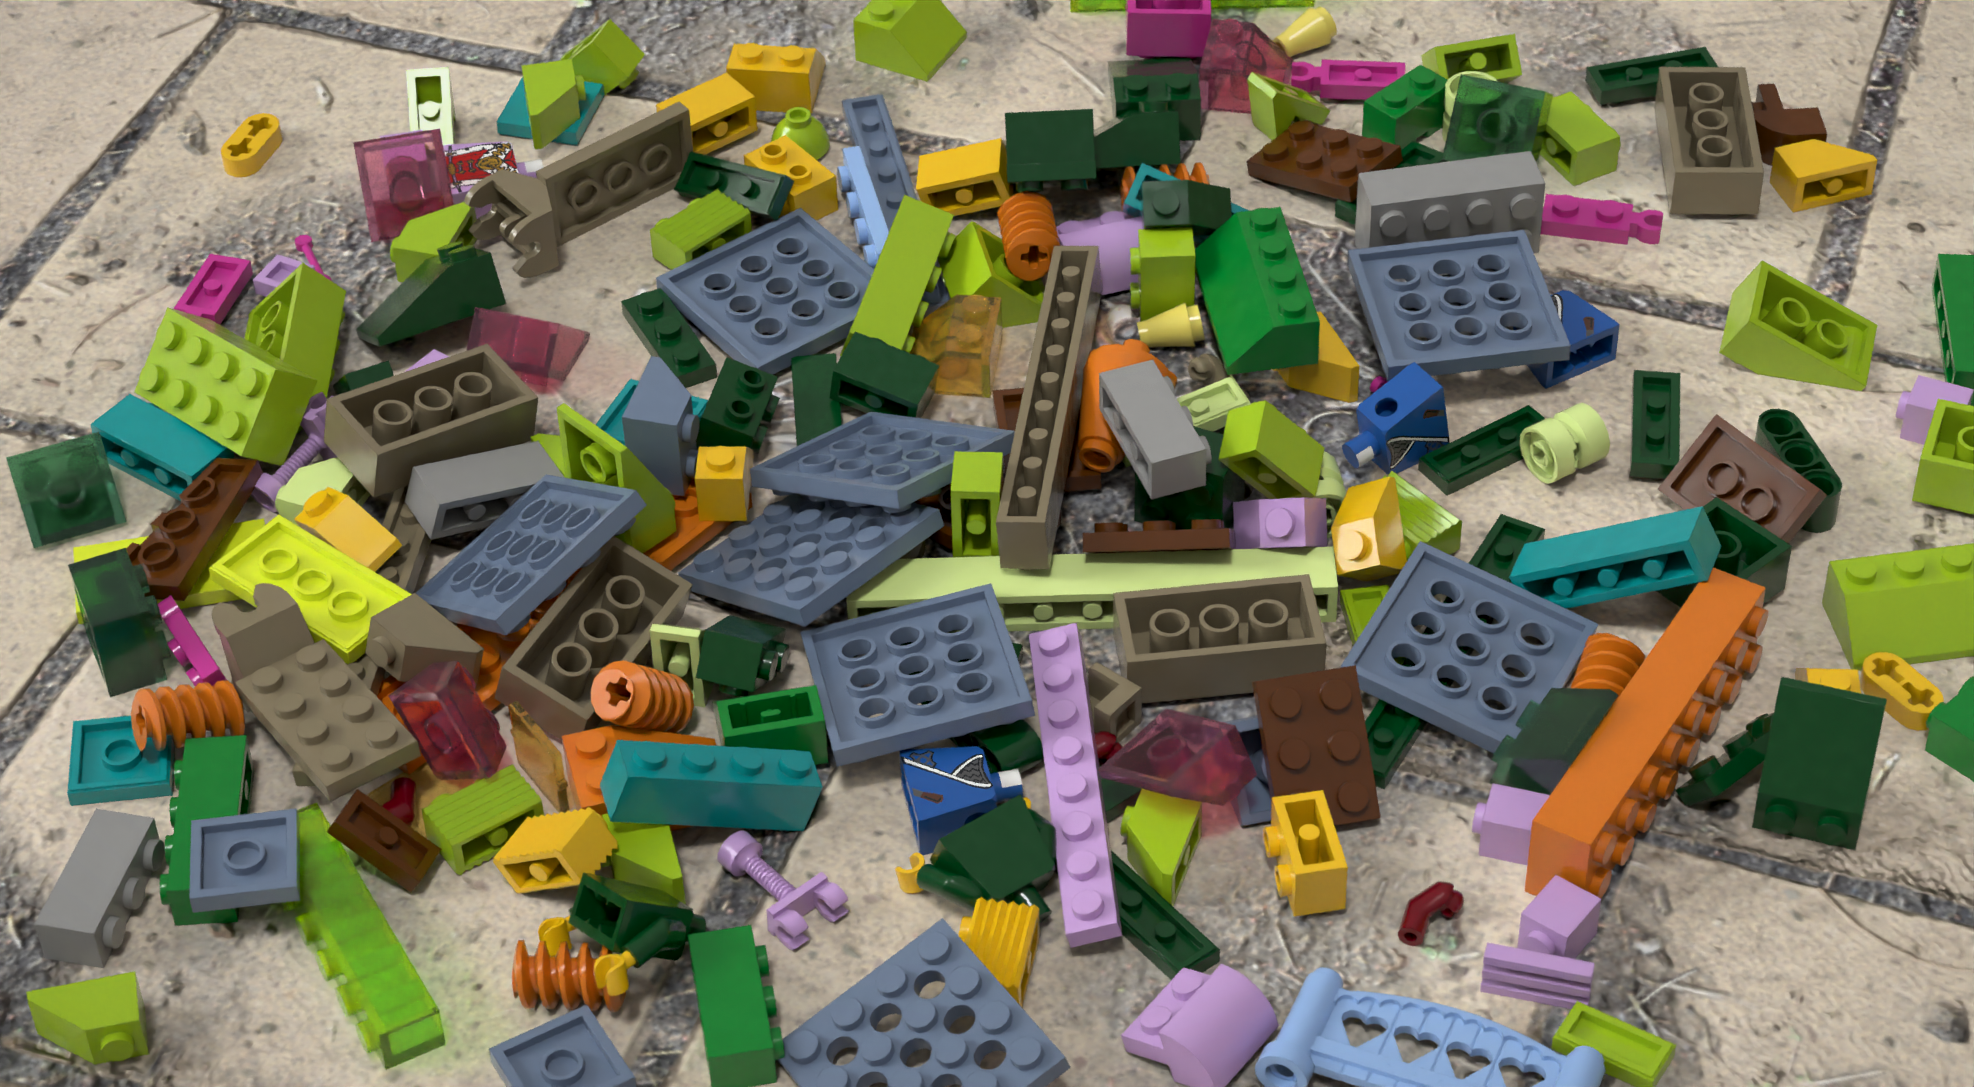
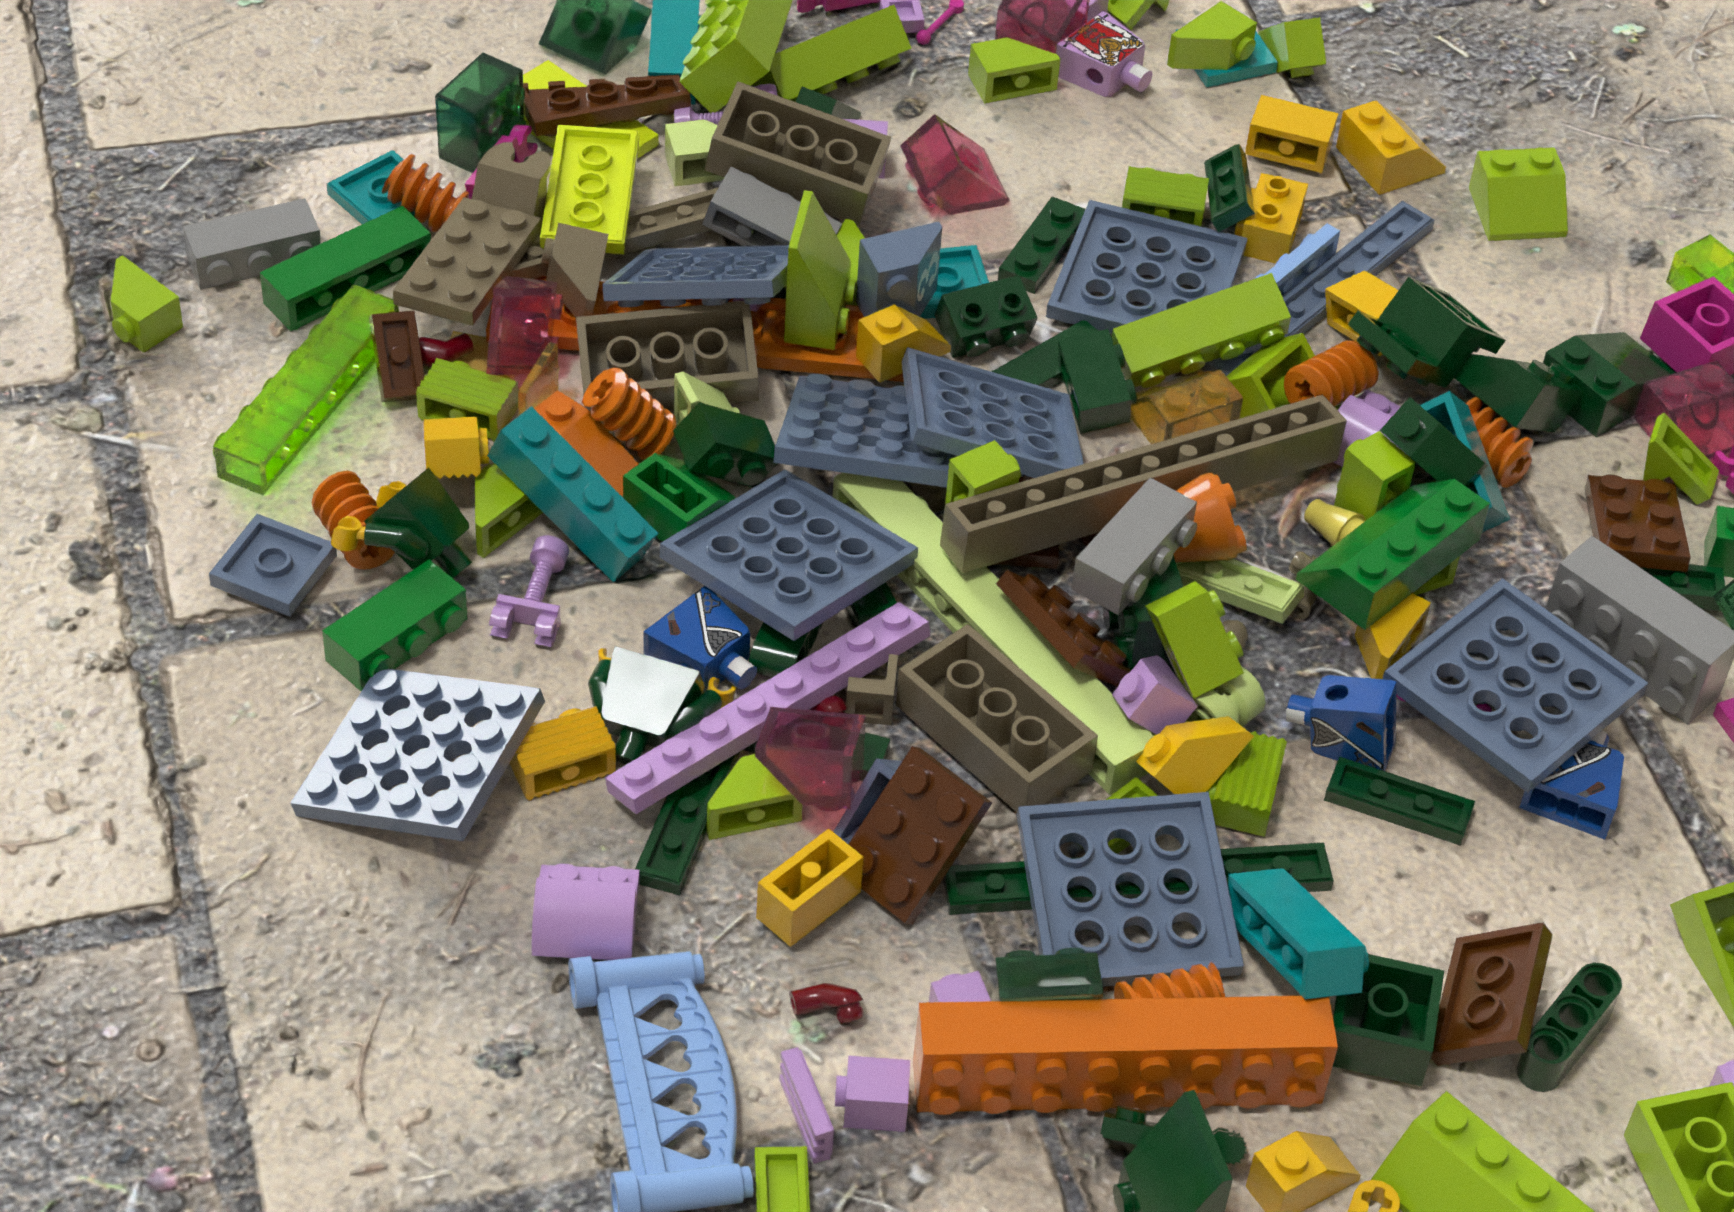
camera: 50 degrees right, 5 degrees up
(245, 860) = (304, 291): sand blue plate -> none
(347, 528) = (661, 174): yellow slope -> none
(436, 295) = (961, 97): dark green slope -> none
(582, 188) = (1133, 108): dark tan hinge -> none
(804, 131) = (1334, 199): lime brick -> none
(1564, 443) = (1440, 843): yellowish green wheel -> none
(1655, 423) = (1537, 896): dark green plate -> none

